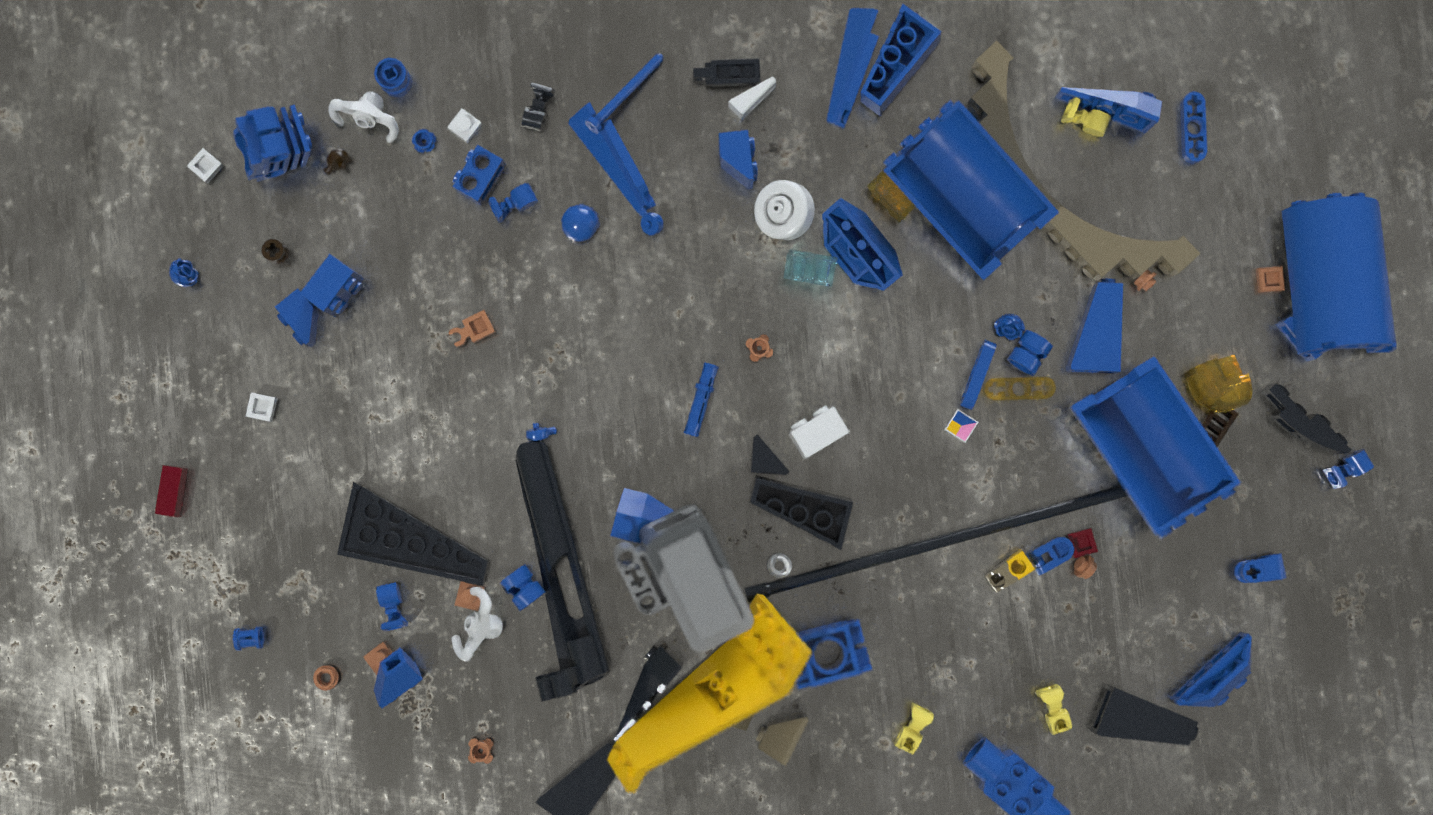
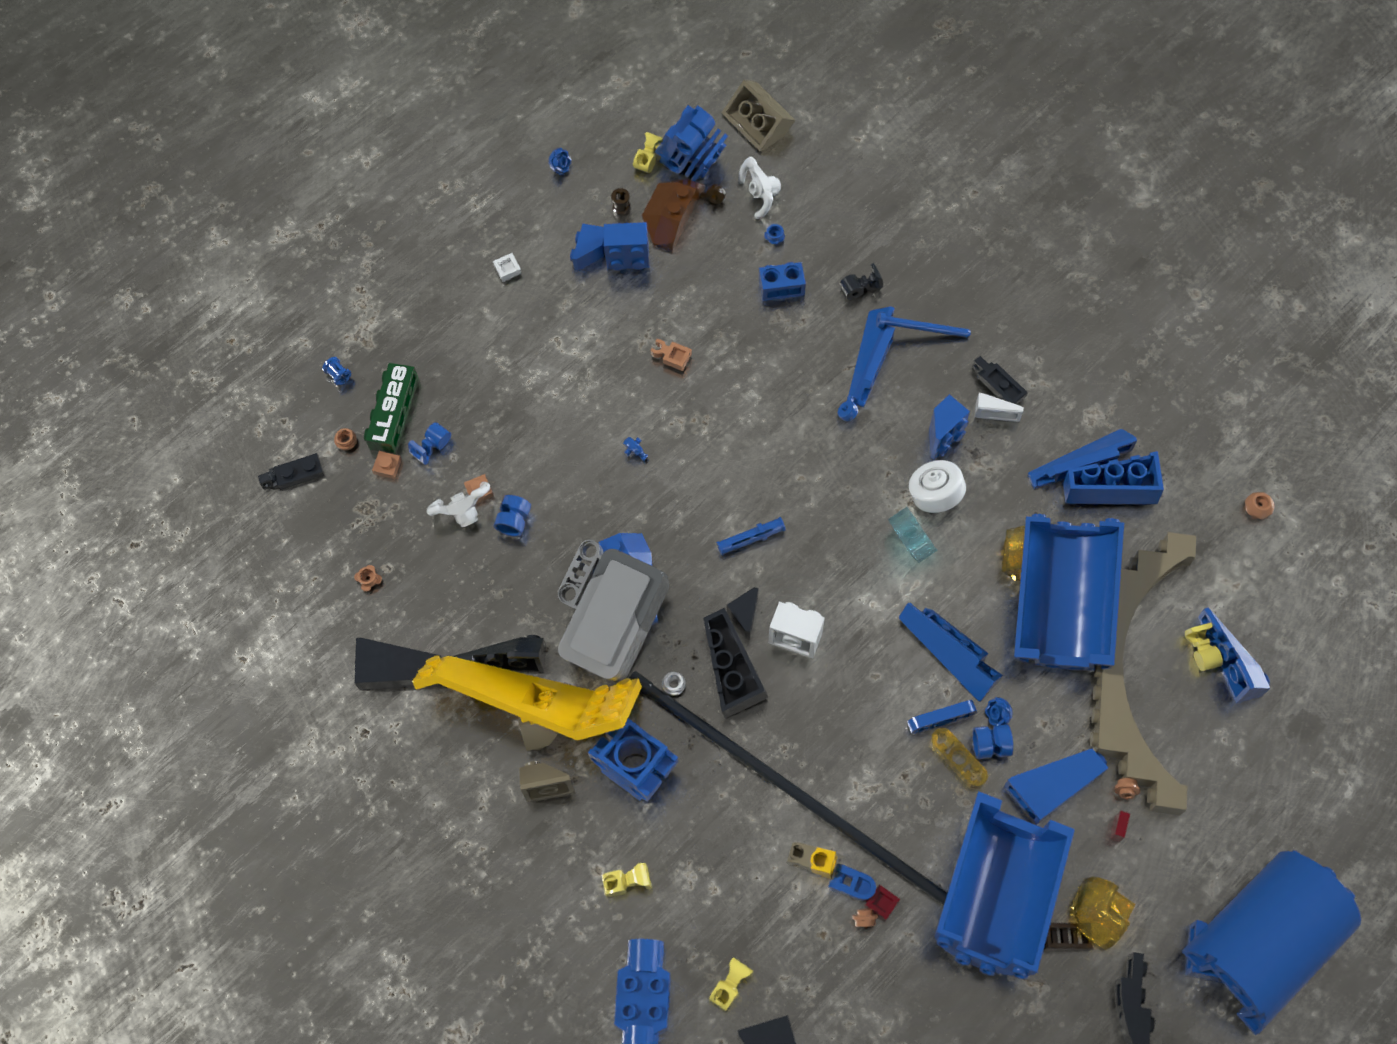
camera: 55 degrees right, 20 degrees down
(171, 491) = (405, 257): dark red slope -> none
(205, 165) = (642, 124): white plate -> none
(245, 192) = (646, 158): none -> light yellow leg
(283, 51) = (758, 115): none -> dark tan slope
(321, 213) = (670, 211): none -> reddish brown wedge
(322, 746) = (292, 473): none -> black hinge
(328, 616) = (391, 408): none -> dark green brick
(391, 537) = (481, 409): black wing -> none
(395, 83) = (800, 185): blue wheel -> none
(395, 676) = (382, 479): blue slope -> none
(464, 125) = (808, 251): white plate -> none
(520, 198) = (789, 319): blue leg -> none
(576, 640) = (502, 581): black panel -> none
(580, 222) = (807, 366): blue hair -> none
(761, 341) = (826, 542): nougat plate -> none
(859, 246) = (960, 555): blue wedge -> none
(928, 317) = (952, 649): none -> blue wedge
(961, 426) = (892, 736): tile -> none
(1169, 313) = (1120, 826): none -> dark red tile
(1200, 145) = (1276, 724): blue beam -> none
(1270, 279) = (1220, 890): nougat tile -> none

